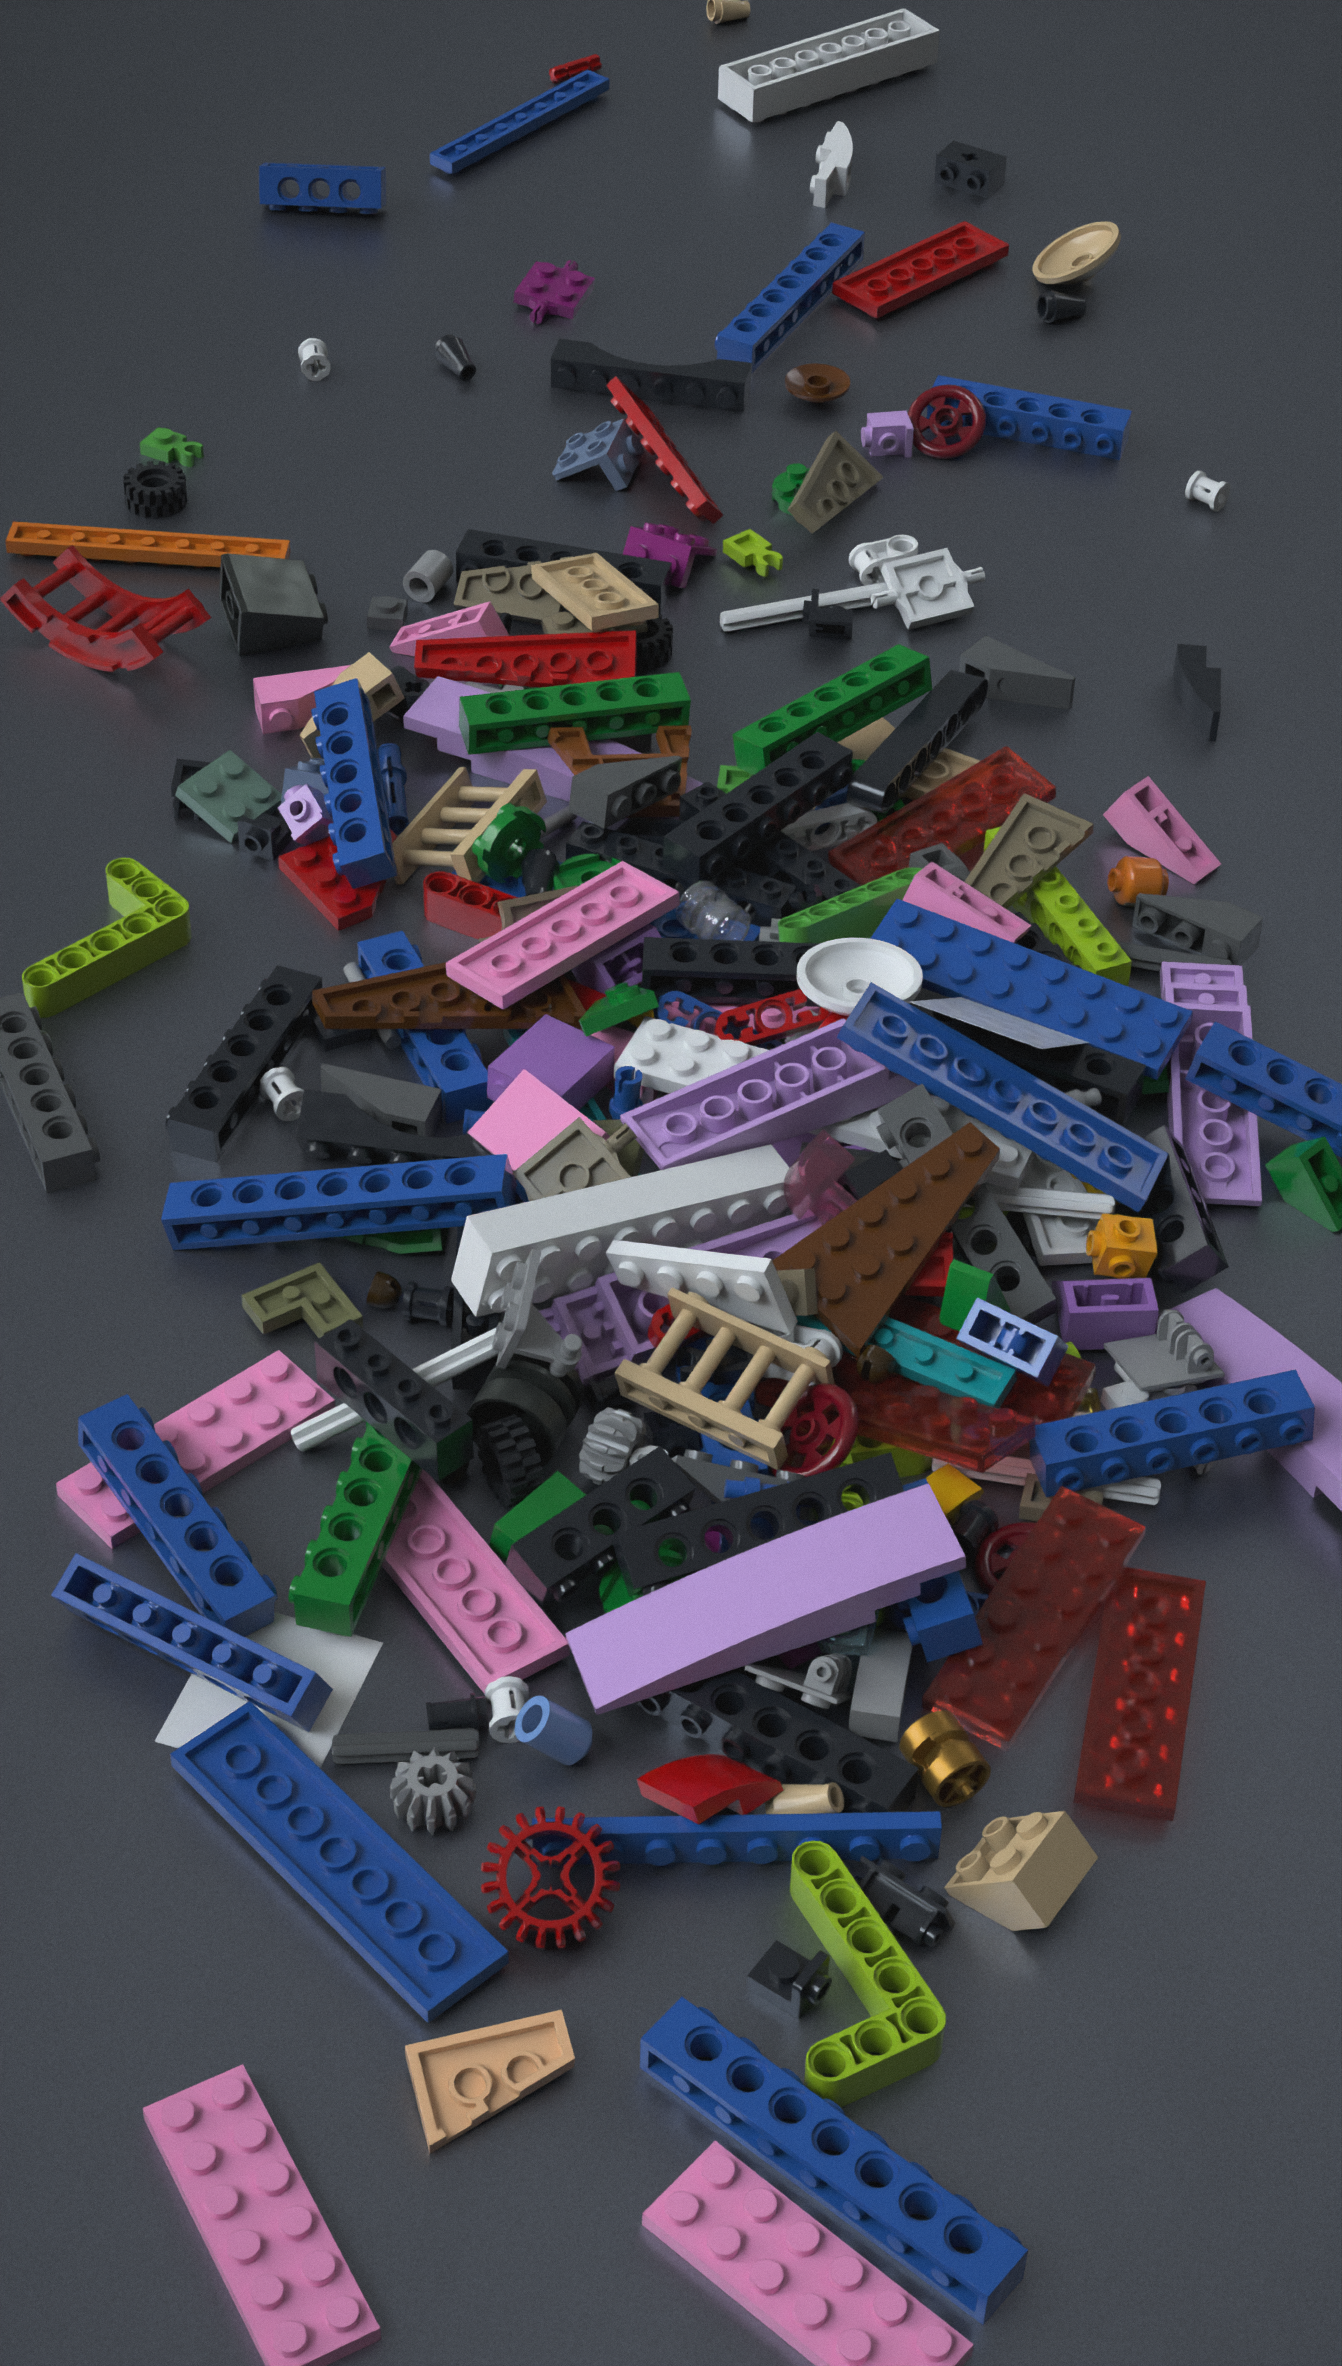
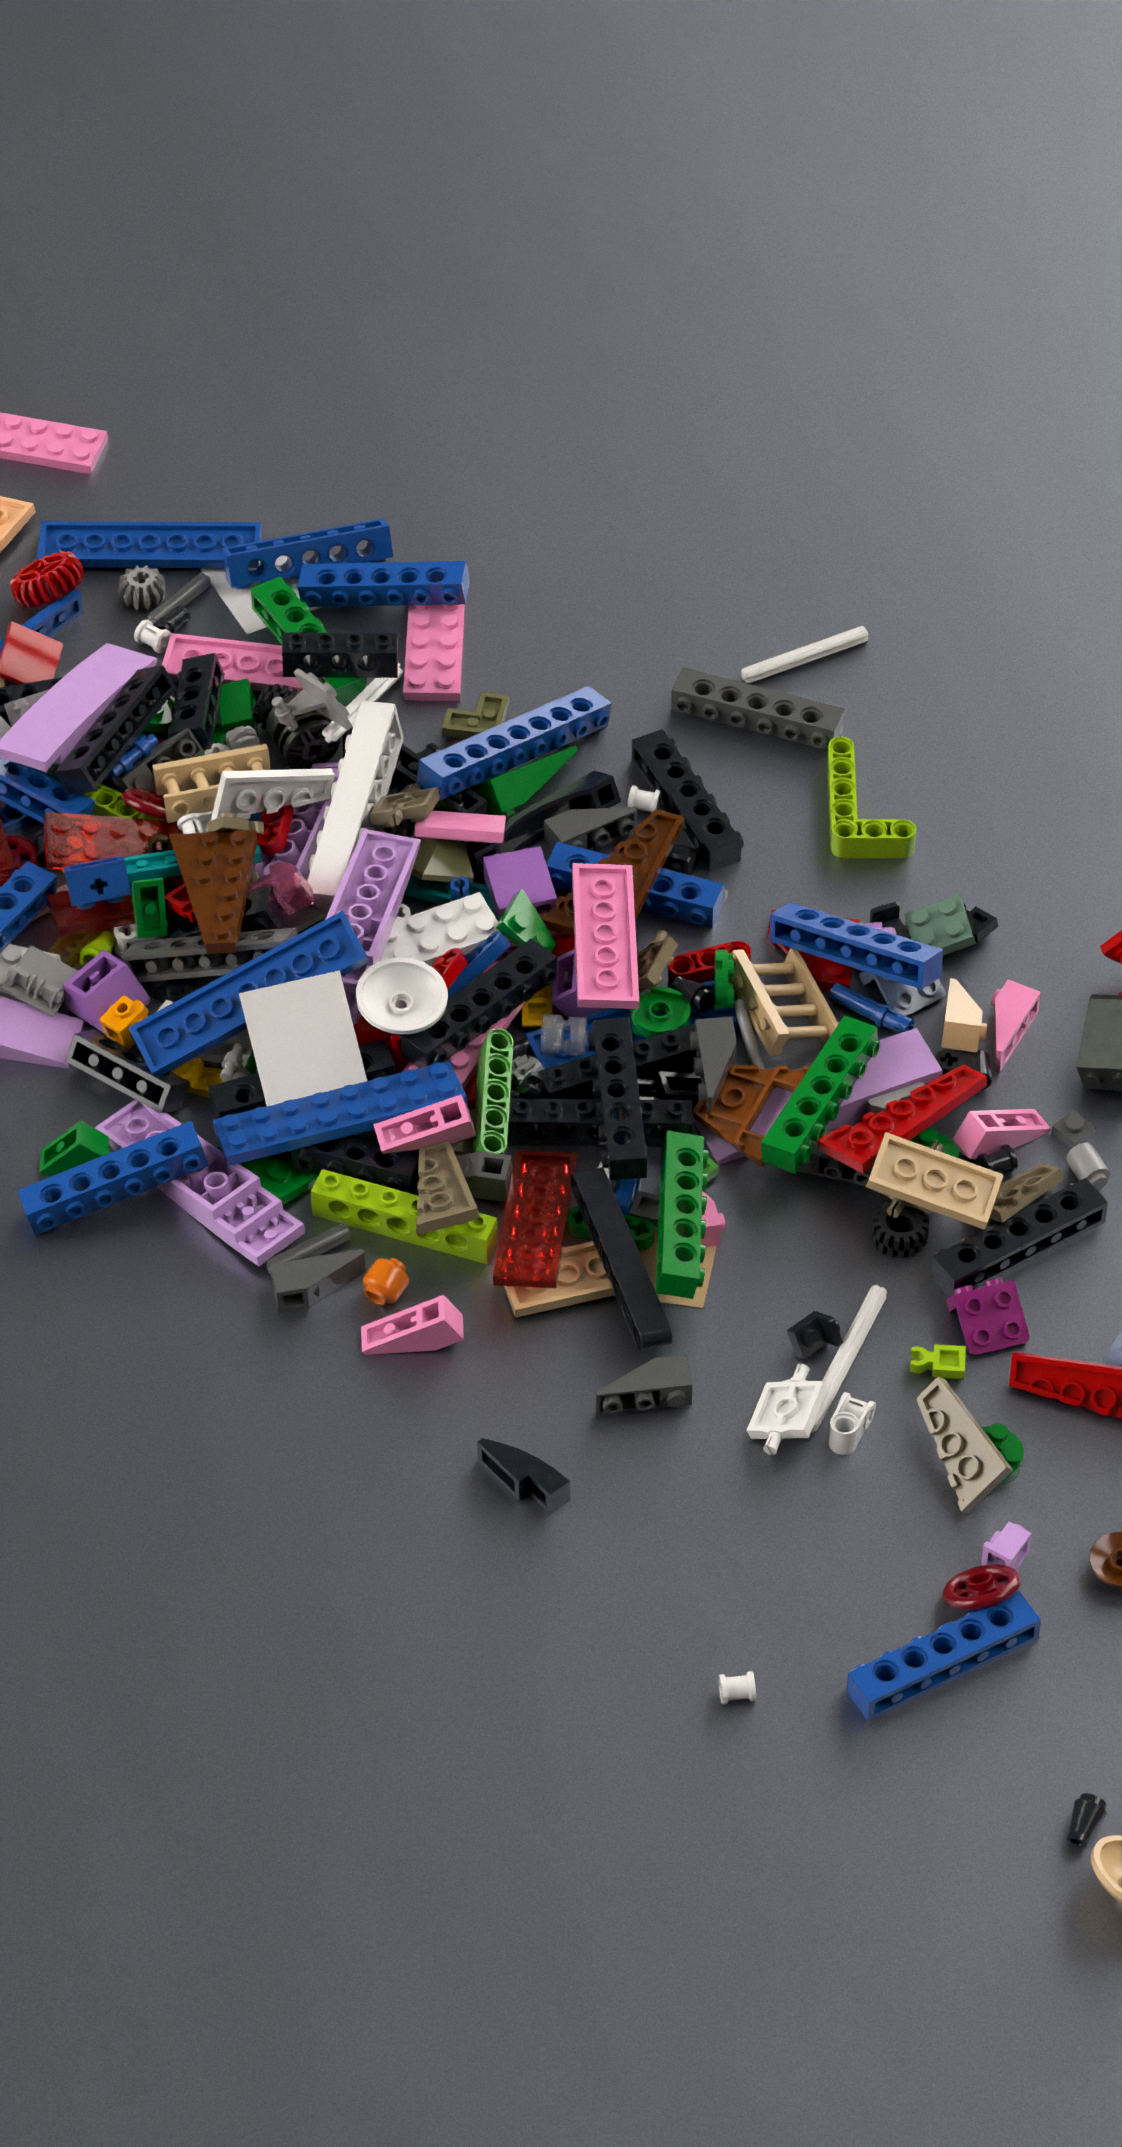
camera: 135 degrees right, 5 degrees up
(553, 1730) = (119, 630): medium blue brick -> none

